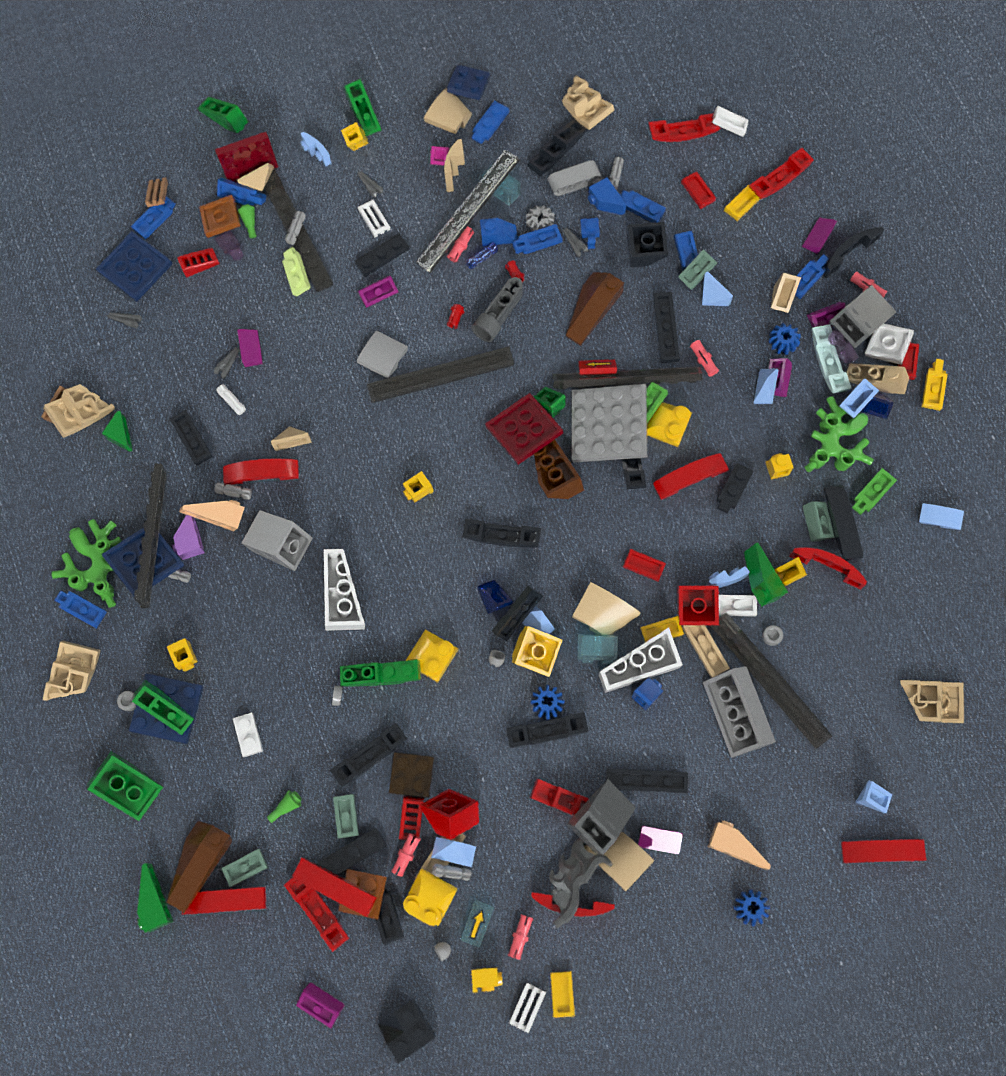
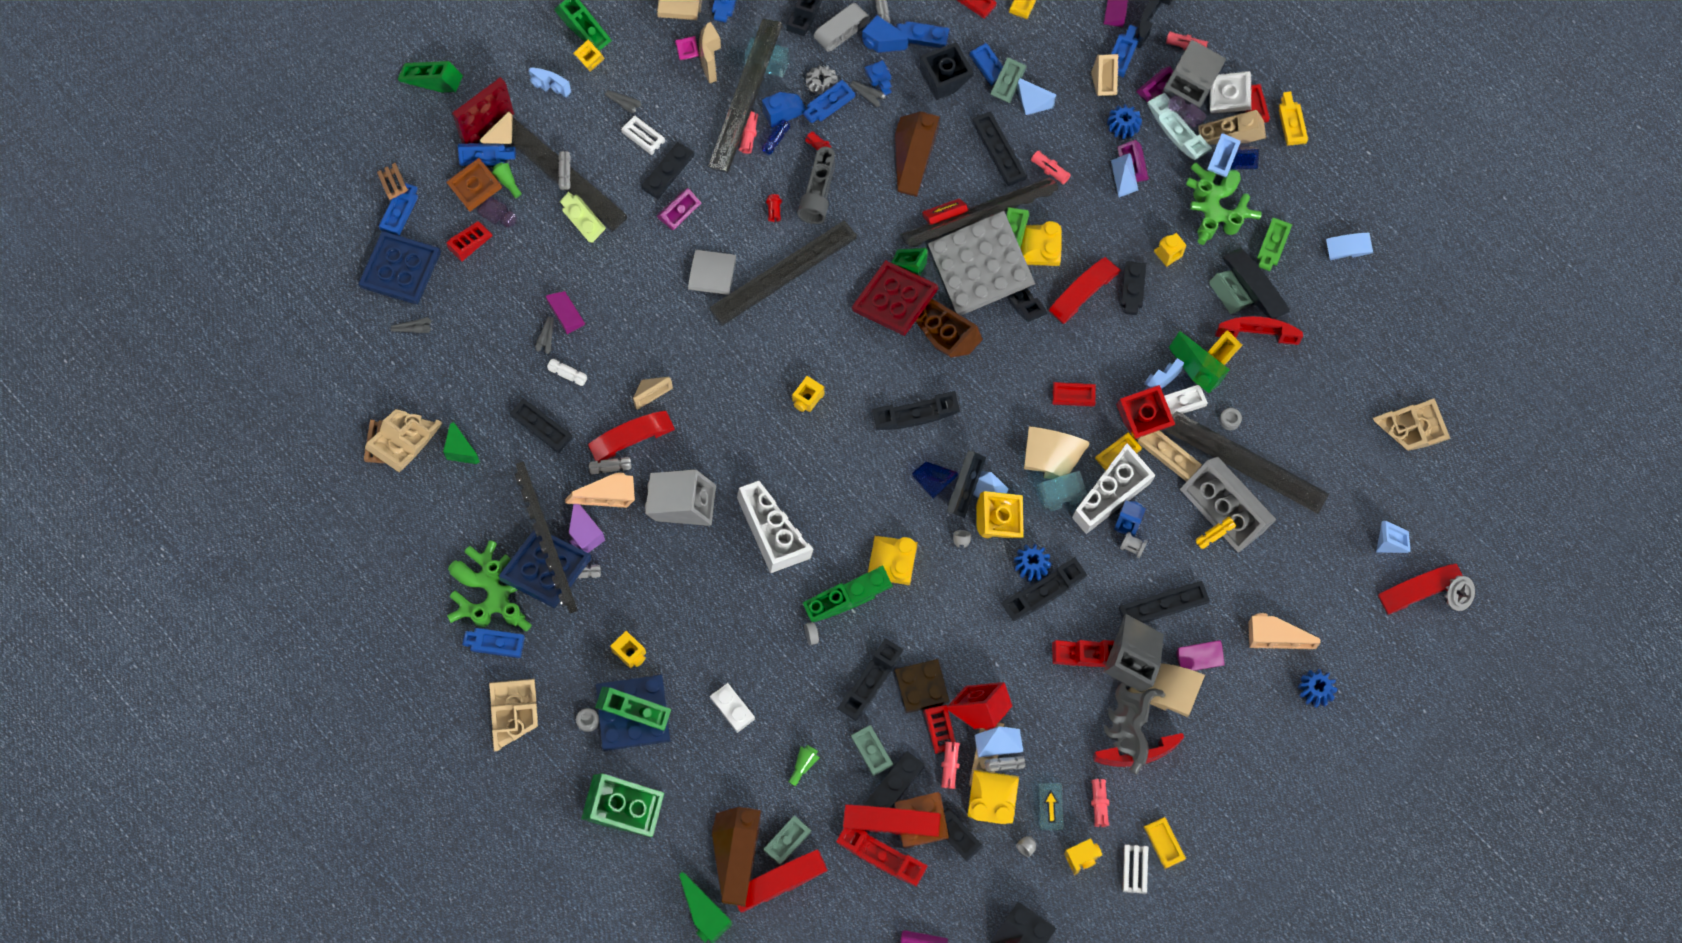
camera: 25 degrees left, 5 degrees down
(641, 718) = (1133, 545): none -> light grey bush
(717, 734) = (1215, 532): none -> yellow axle
(913, 877) = (1466, 588): none -> light grey gear

